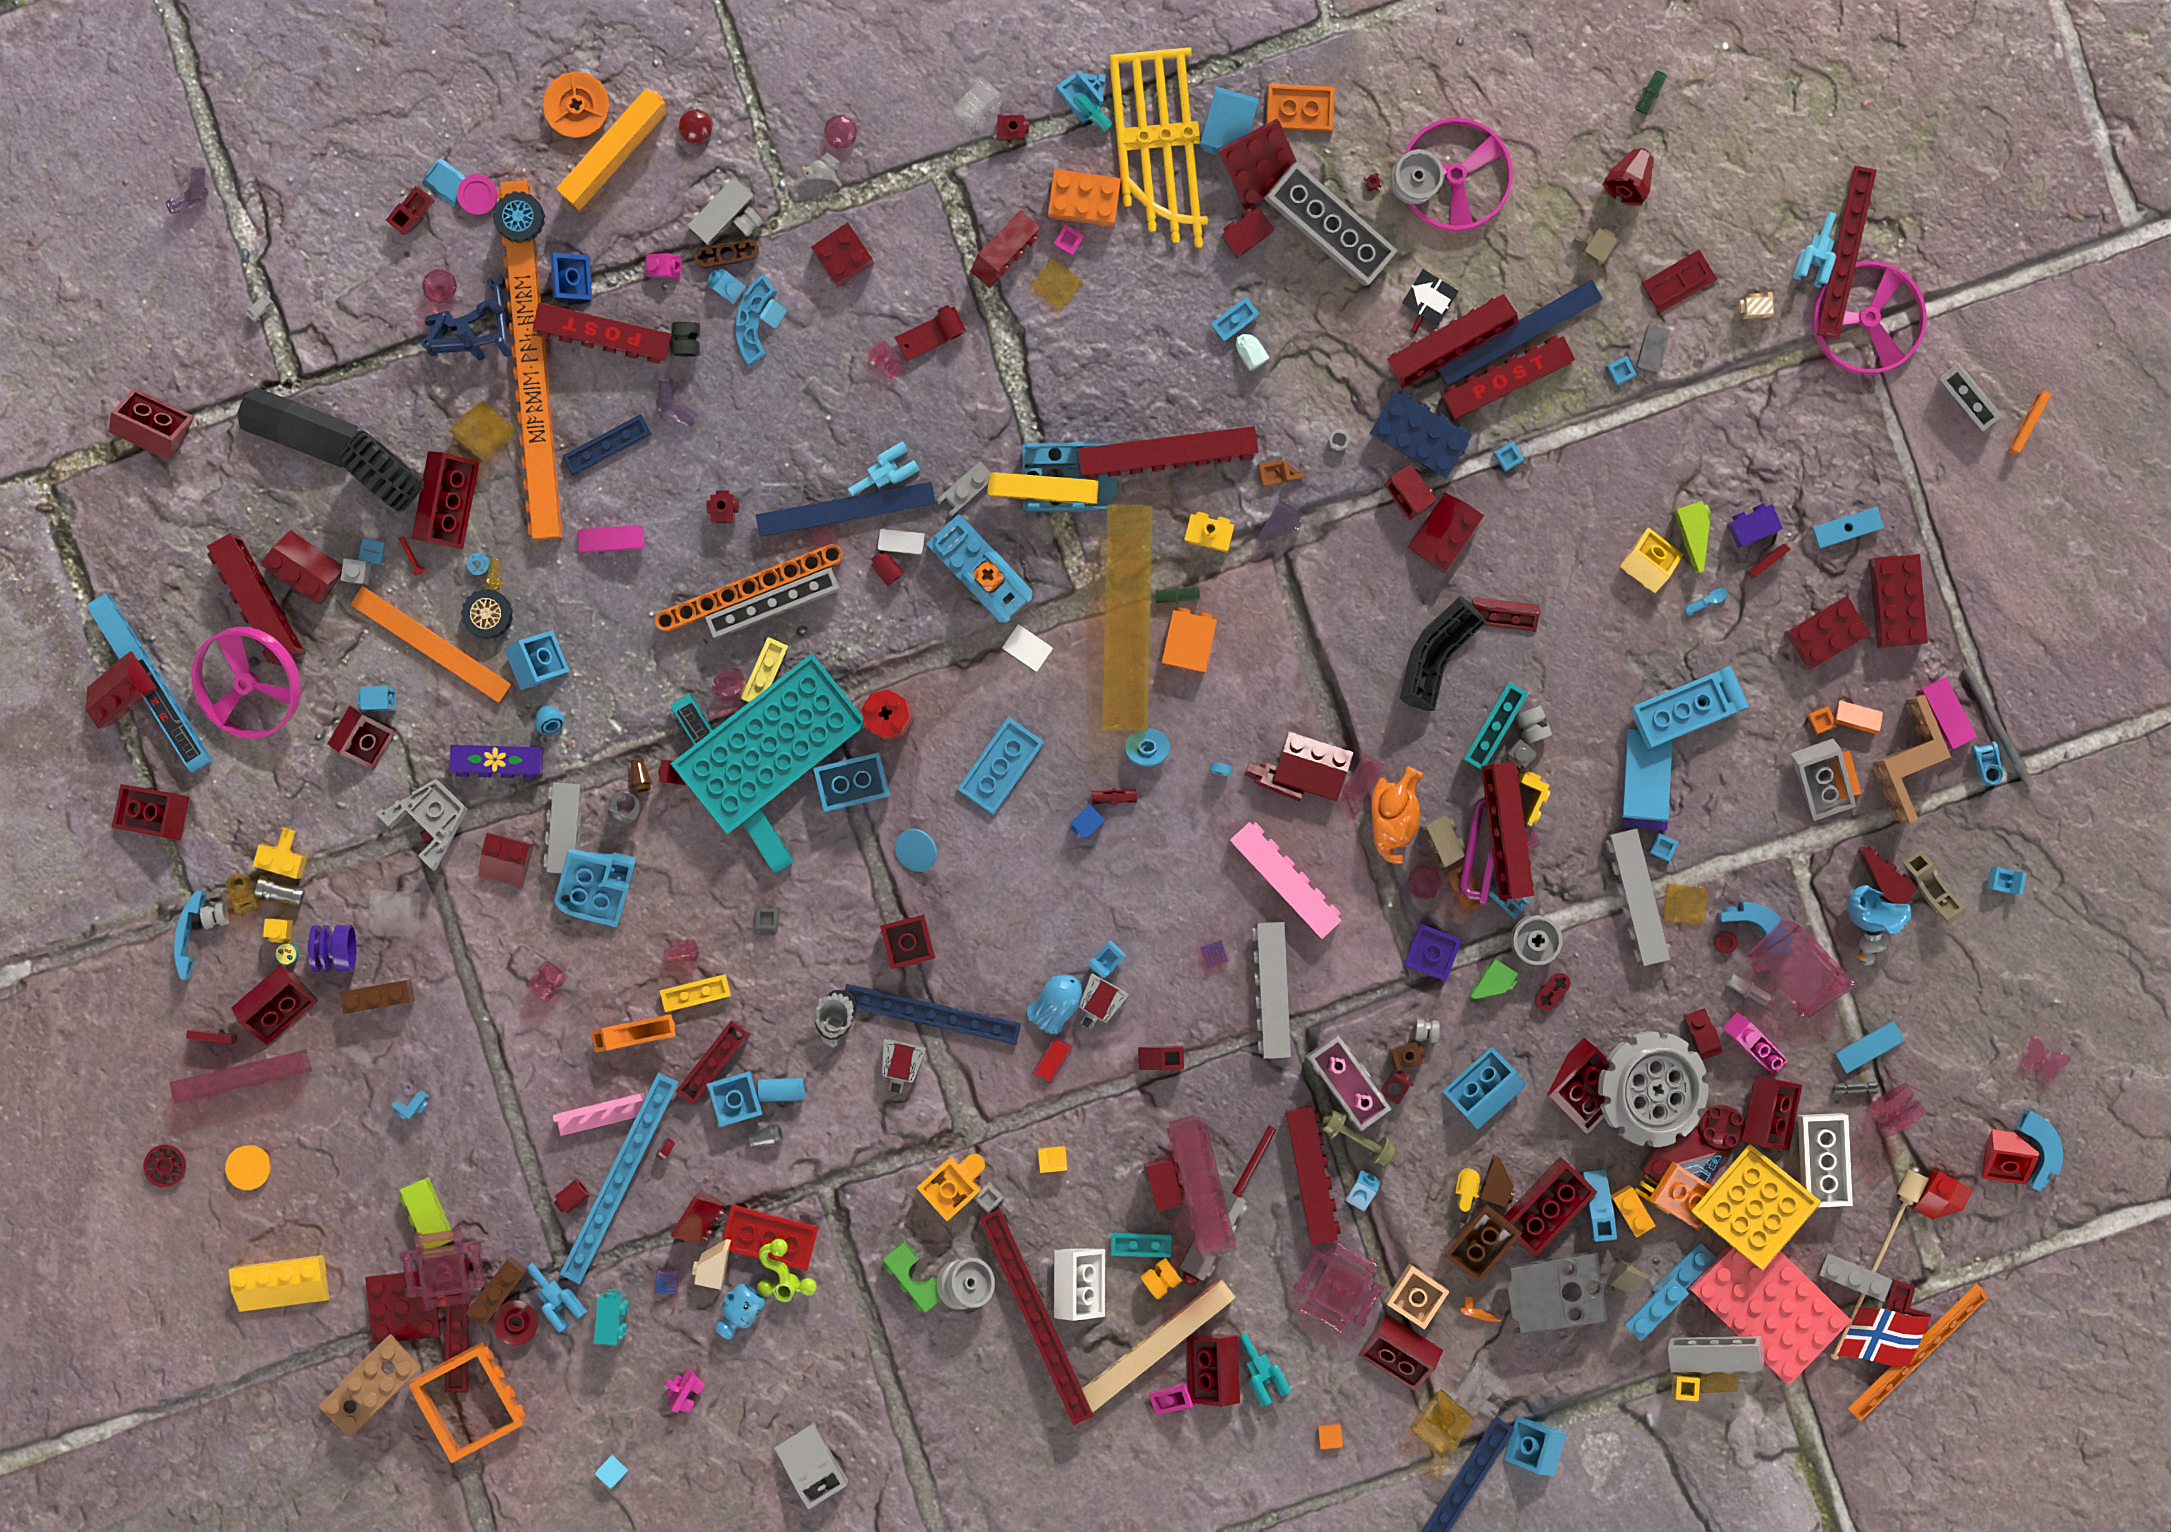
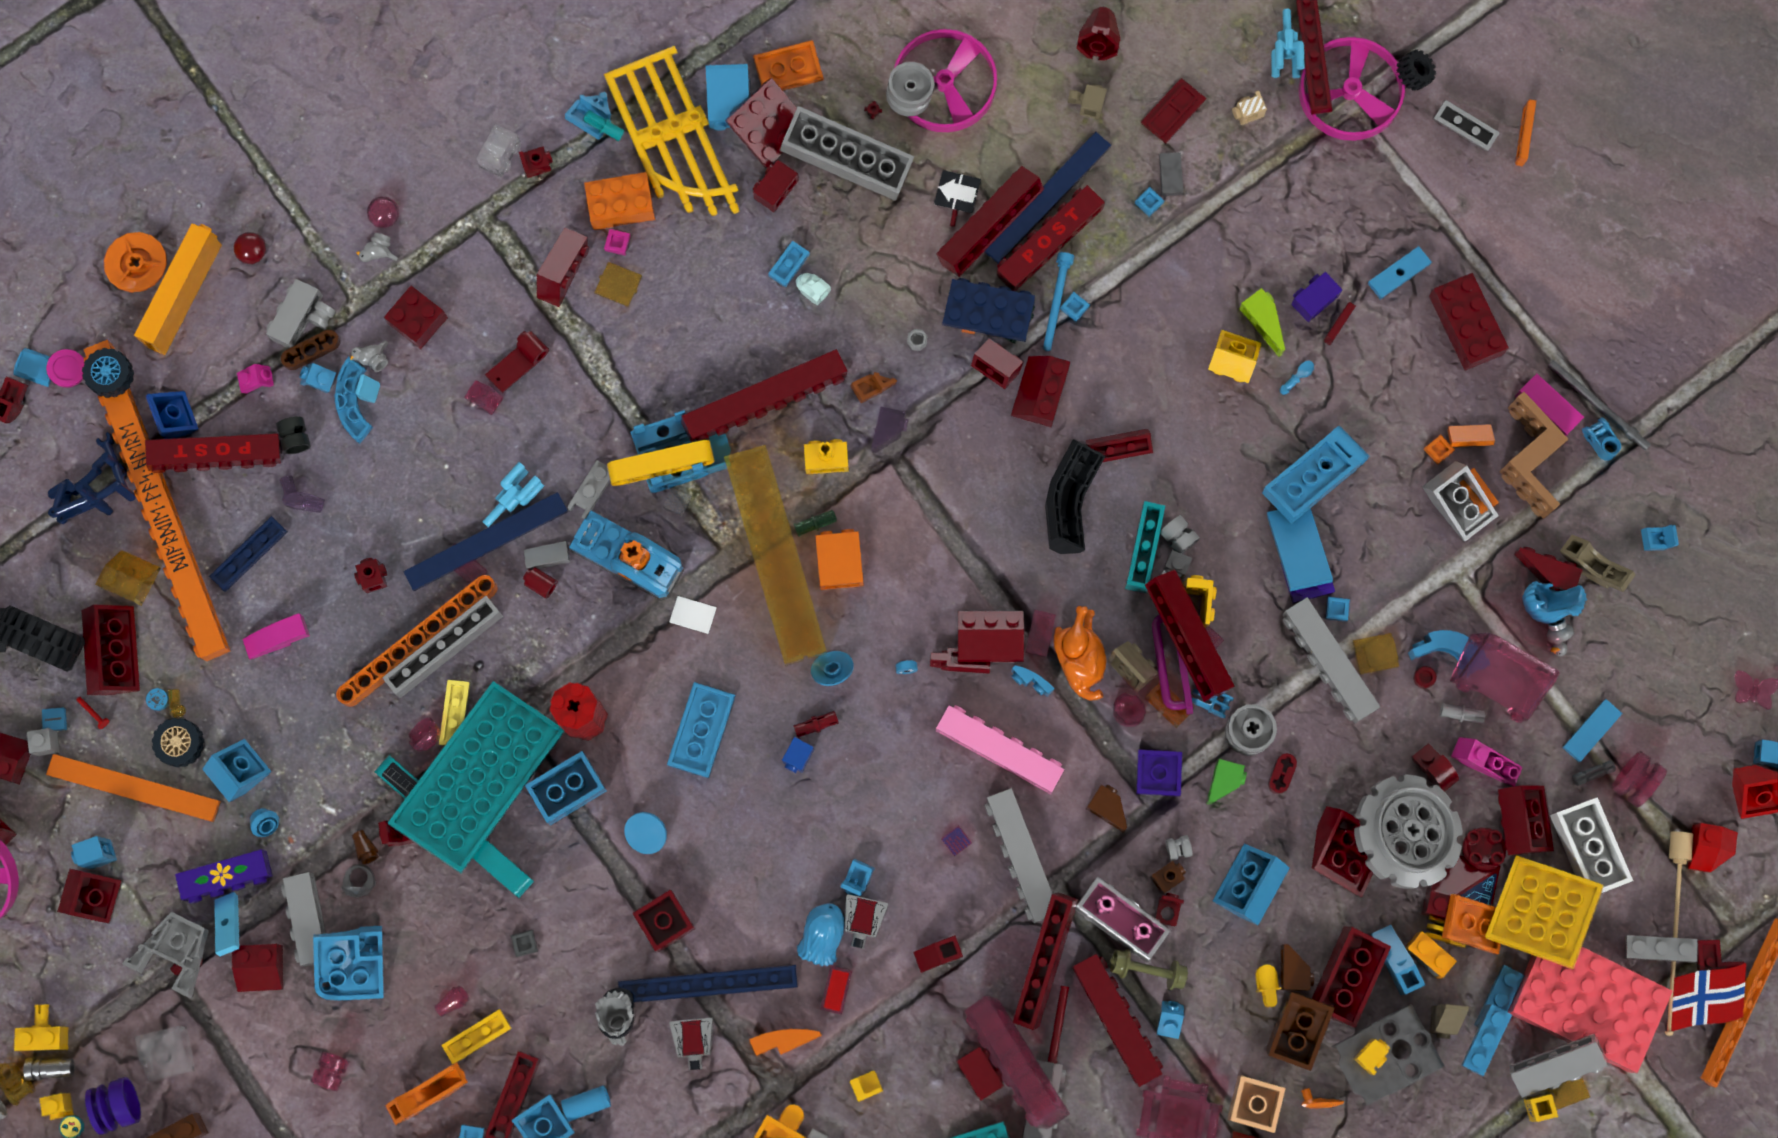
camera: 15 degrees left, 10 degrees down
(439, 285) = (52, 458): clear pink hair -> none
(487, 809) = (226, 924): none -> medium azure tile
(786, 281) = (371, 356): none -> light grey animal
(987, 1090) = (783, 1039): none -> orange slope
(1261, 1098) = (1045, 961): none -> dark red brick
(1333, 816) = (1025, 677): none -> dark azure slope
(1372, 969) = (1108, 807): none -> reddish brown slope
(1513, 407) = (1064, 262): none -> dark azure piece
(1542, 1289) = (1372, 1055): none -> yellow brick
(1827, 632) = (1415, 369): dark red brick -> none
(1951, 321) = (1409, 74): none -> black tyre

